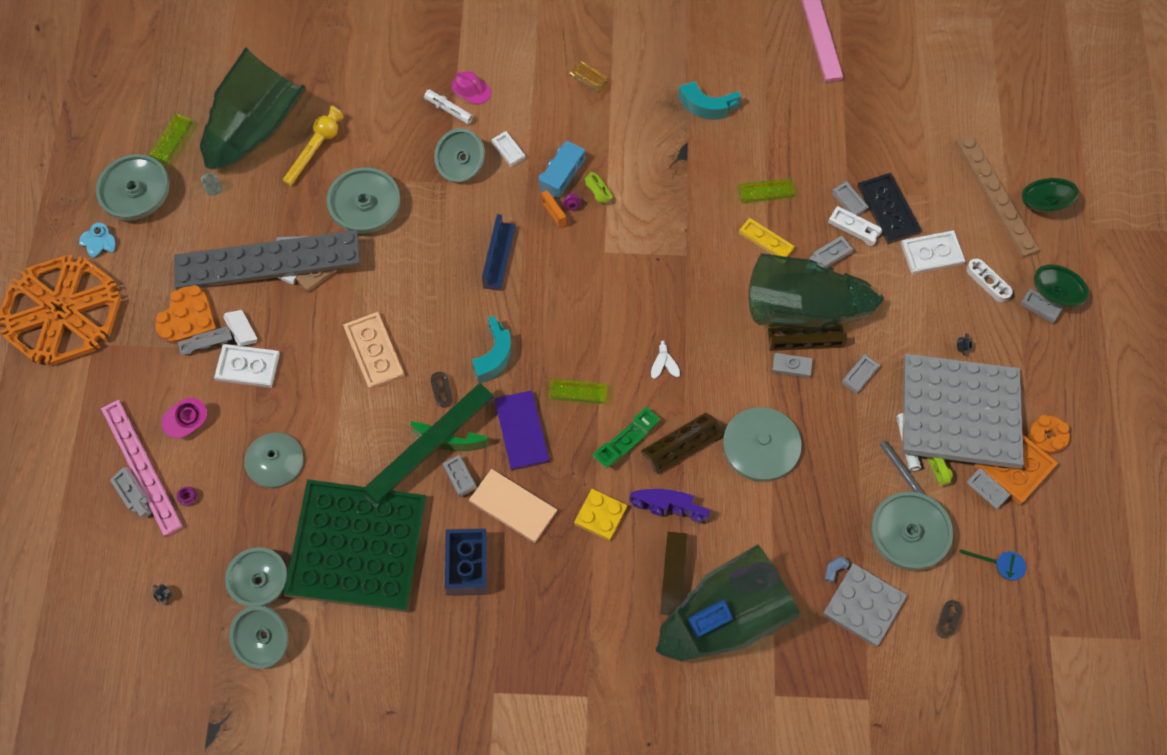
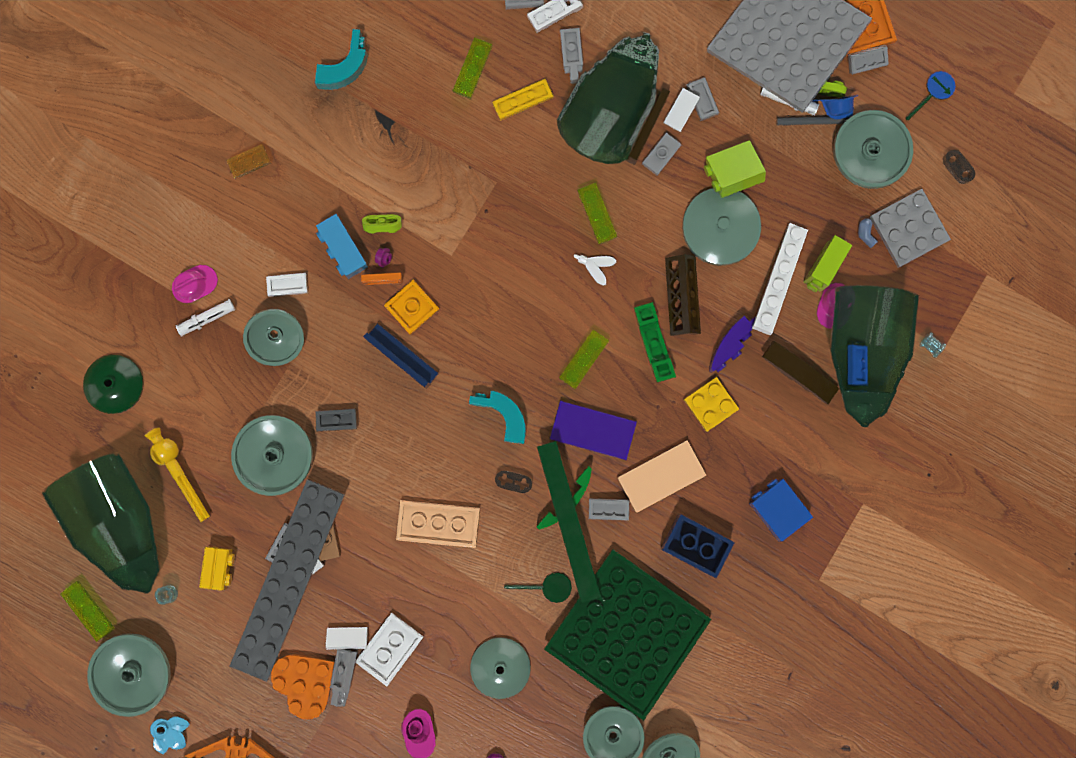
camera: 65 degrees left, 20 degrees up
(250, 207) = (216, 568): none -> yellow brick
(362, 80) = (125, 387): none -> dark green dish
(366, 468) = (555, 587): none -> dark green piece
(418, 233) = (336, 420): none -> dark grey plate
(539, 620) = (780, 509): none -> blue brick
(543, 243) = (411, 307): none -> light orange tile
(708, 339) = (597, 213): none -> clear neon green plate
(745, 510) = (780, 279): none -> white plate
(770, 679) = (932, 345): none -> clear light blue bush
(784, 541) = (827, 264): none -> lime brick
(816, 425) = (735, 169): none -> lime brick
(839, 360) = (681, 110): none -> white tile
(928, 483) = (839, 107): none -> blue piece

